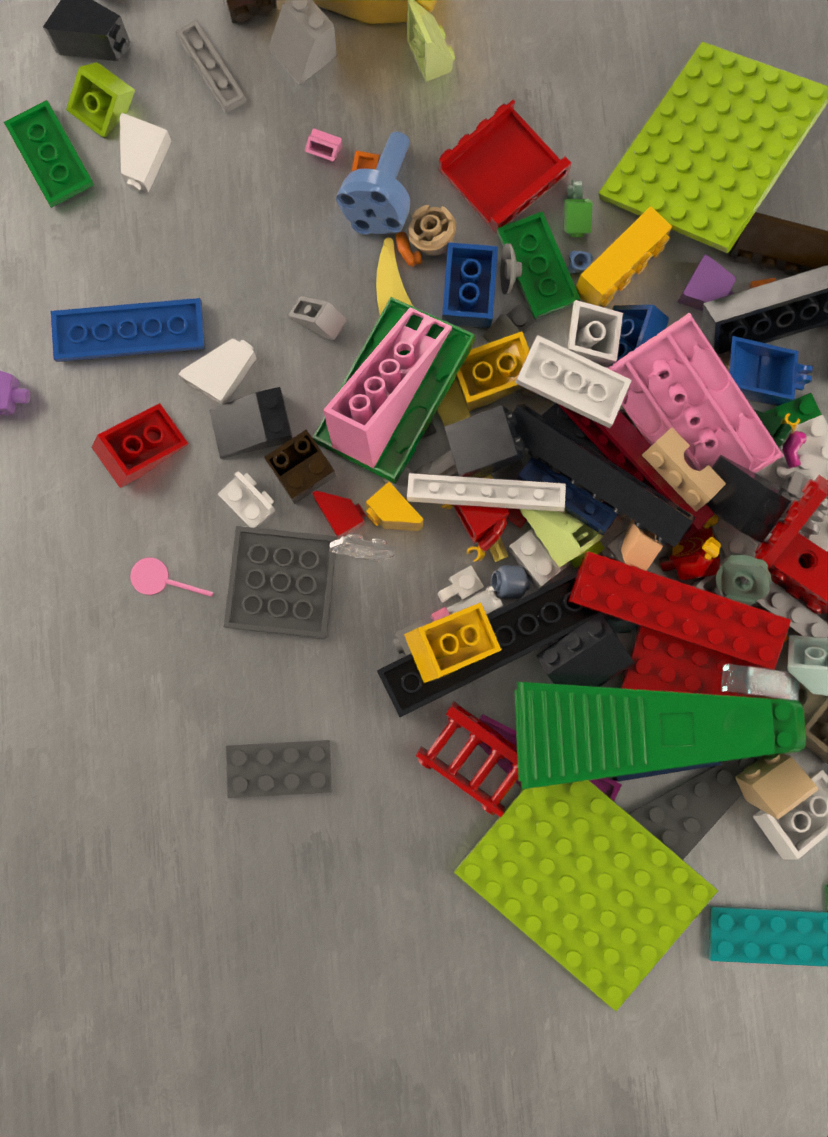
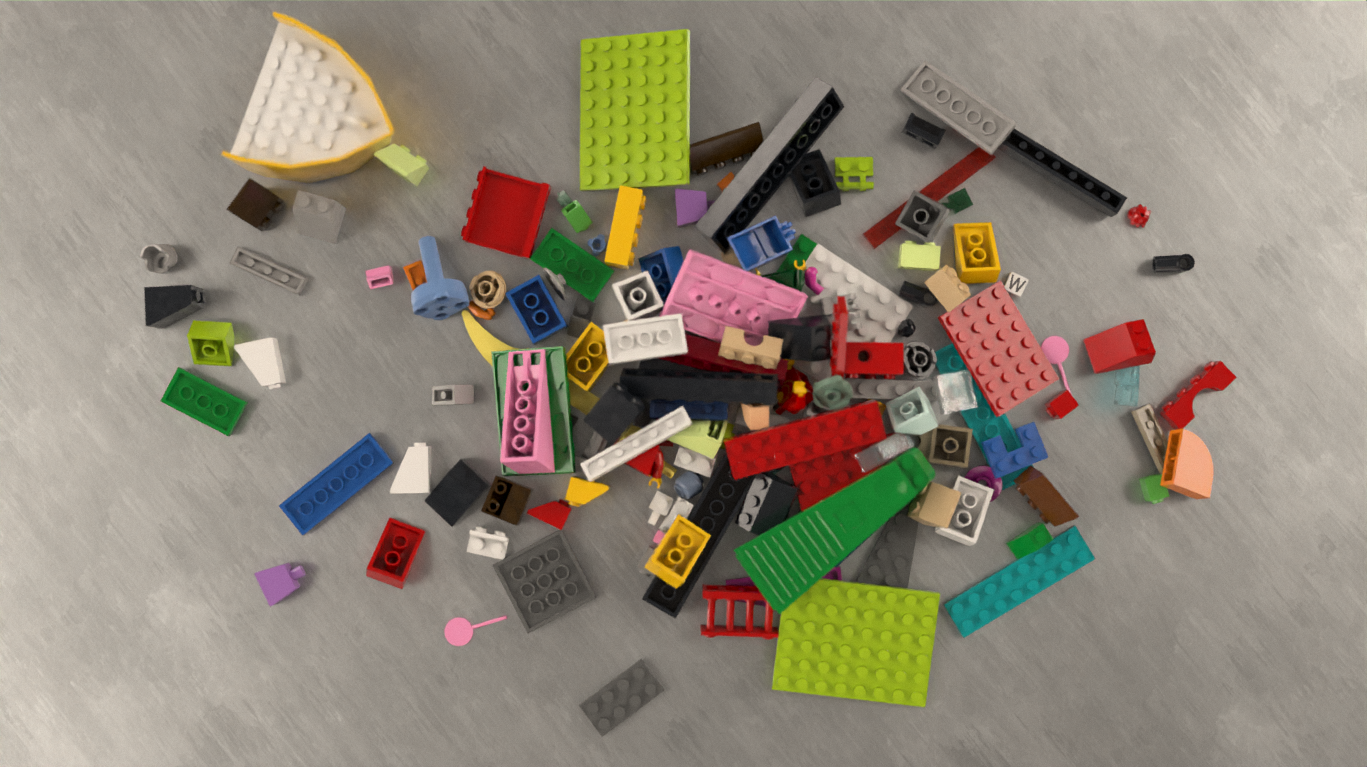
camera: 25 degrees left, 5 degrees up
(355, 546) = (586, 525): clear plate -> none

